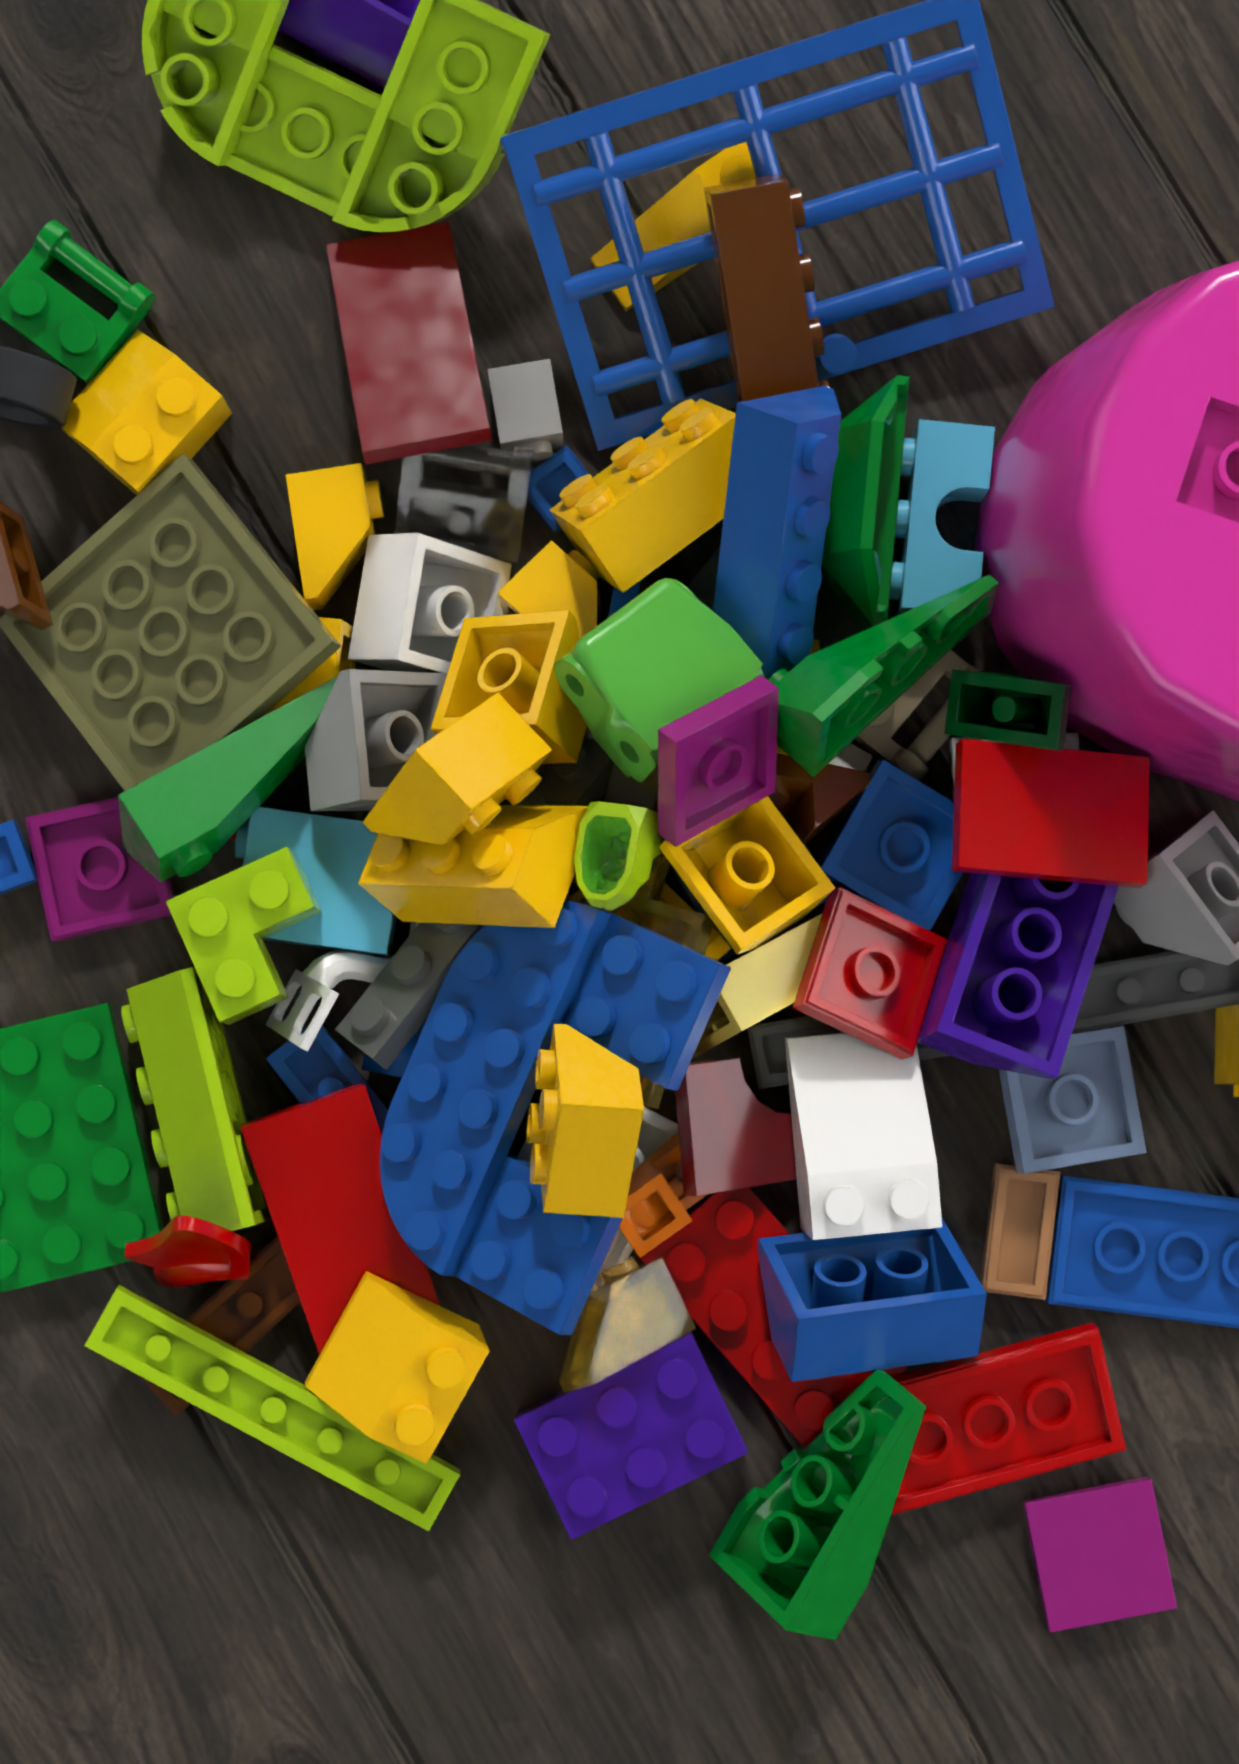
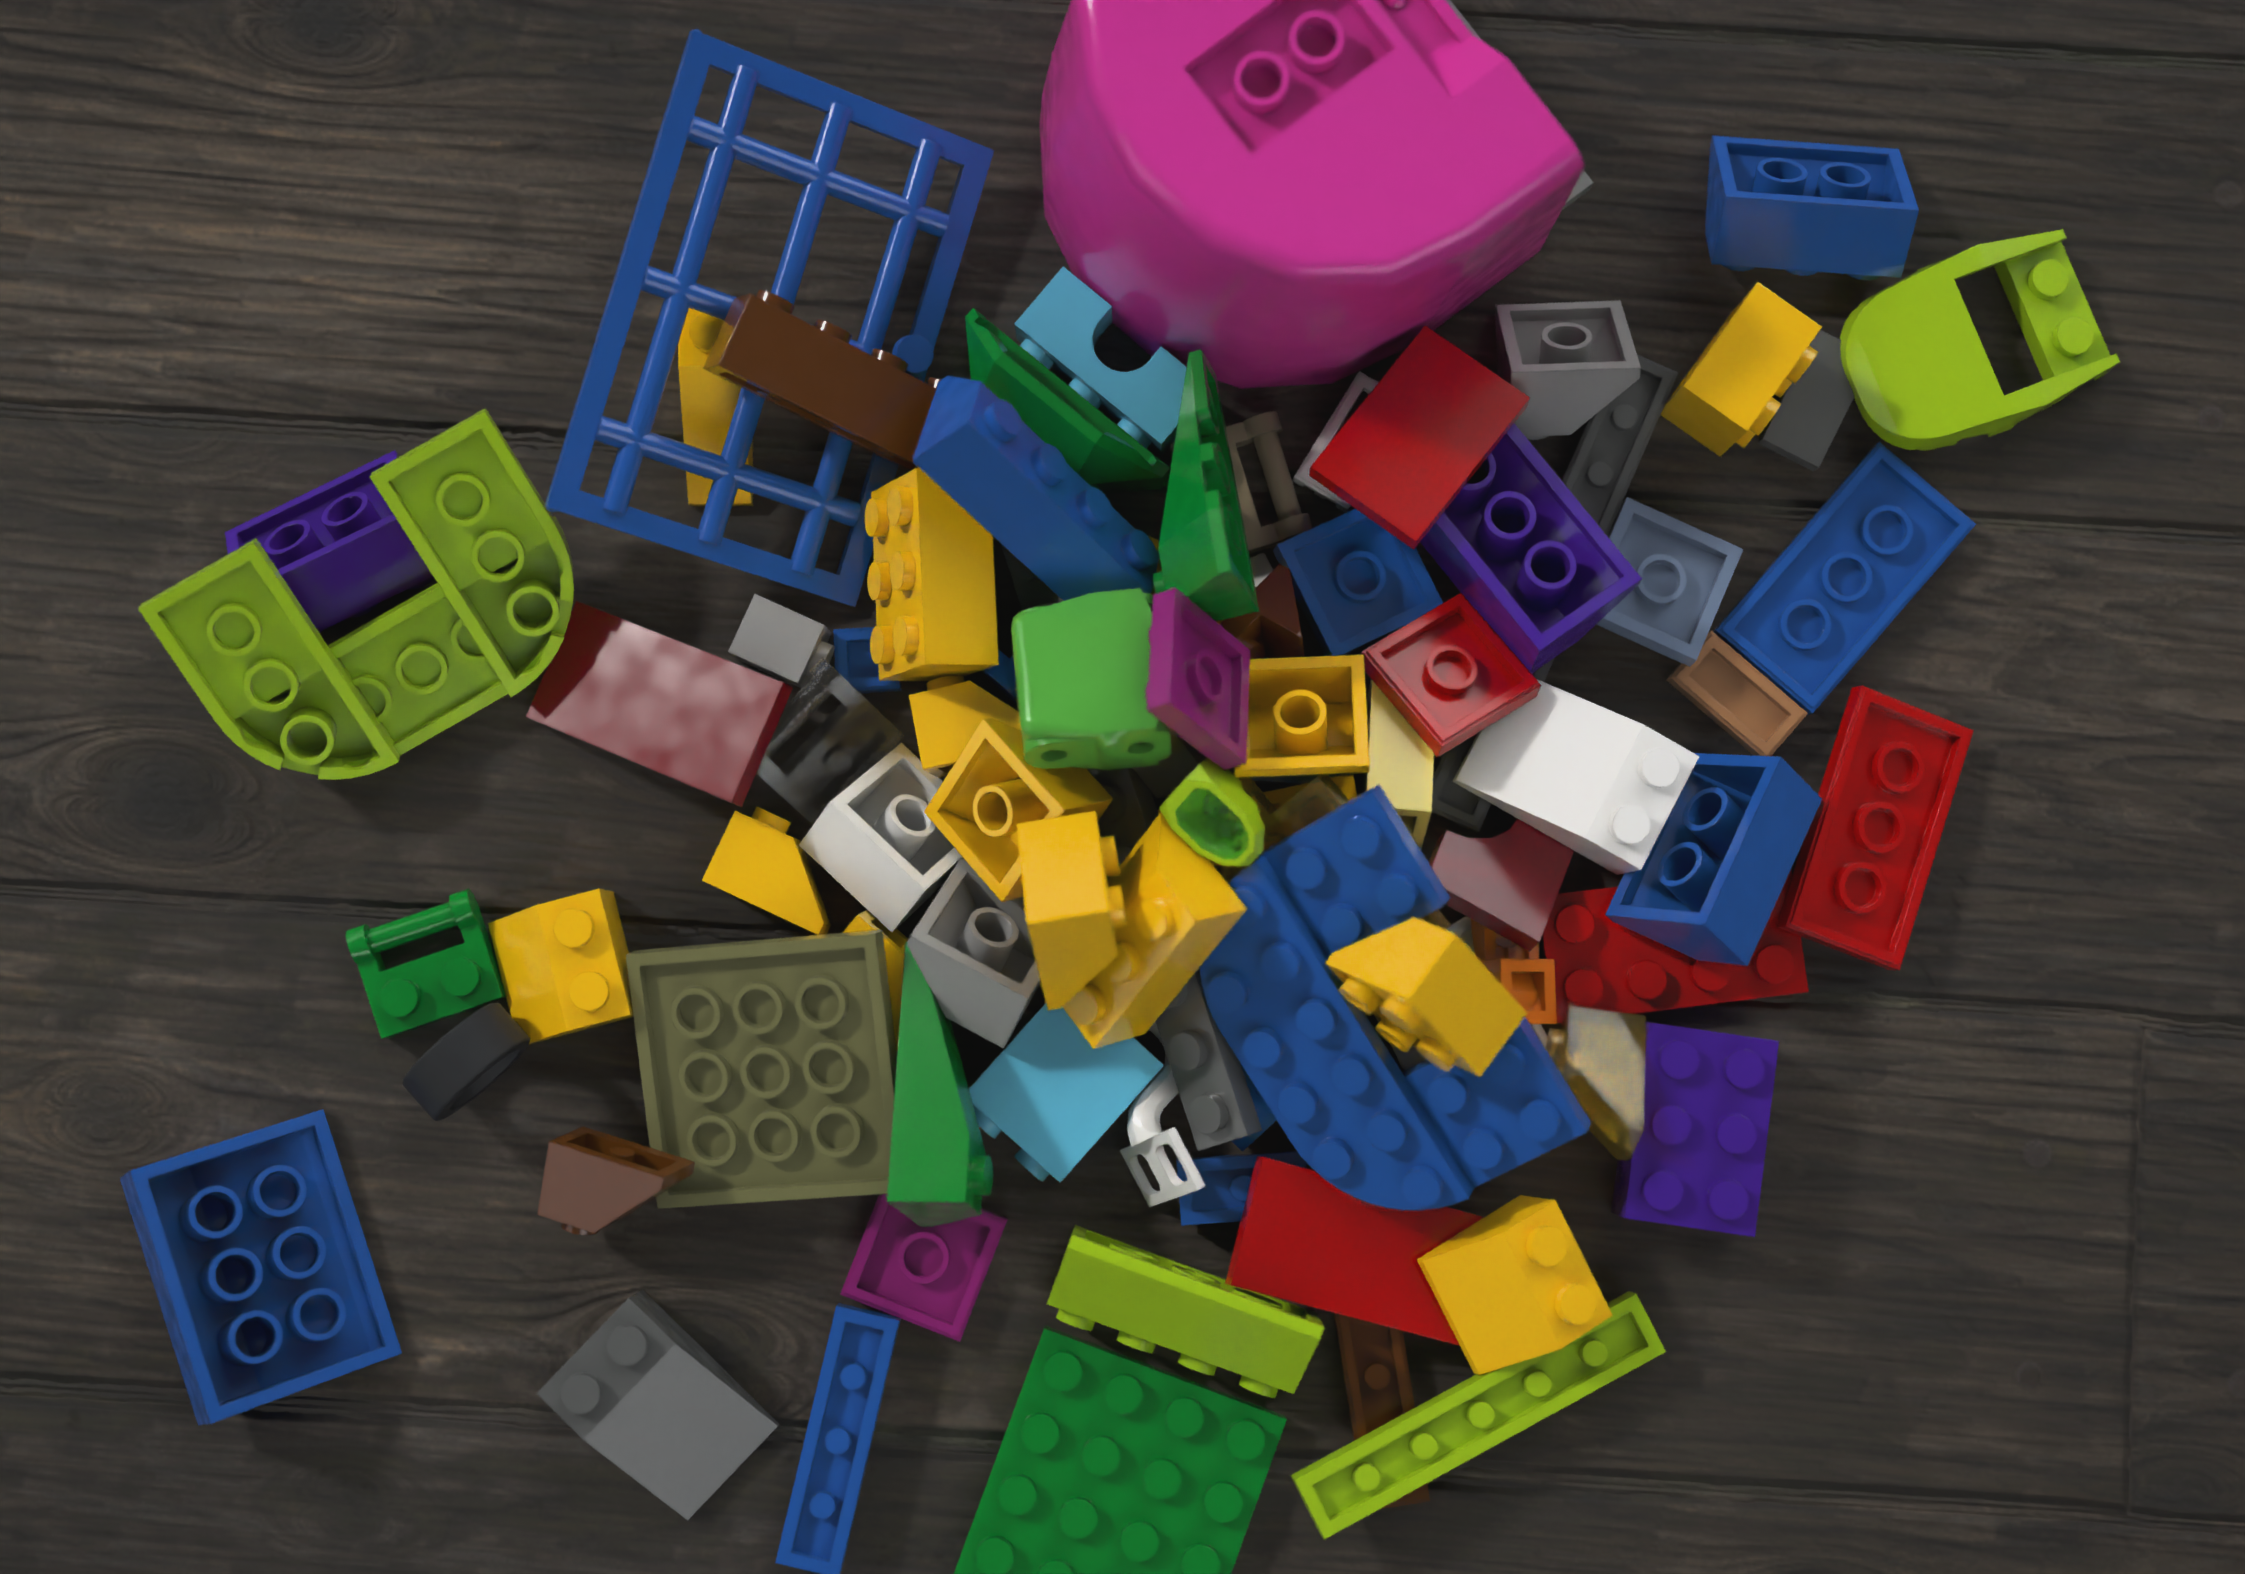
camera: 50 degrees left, 0 degrees up
(193, 1253) = (1308, 1396): red arm -> none
(226, 929) = (1052, 1183): lime brick -> none
(819, 1524) = (1871, 1020): green wedge -> none
(1008, 708) = (1309, 411): dark green slope -> none
(1099, 1554) = (2043, 810): magenta tile -> none

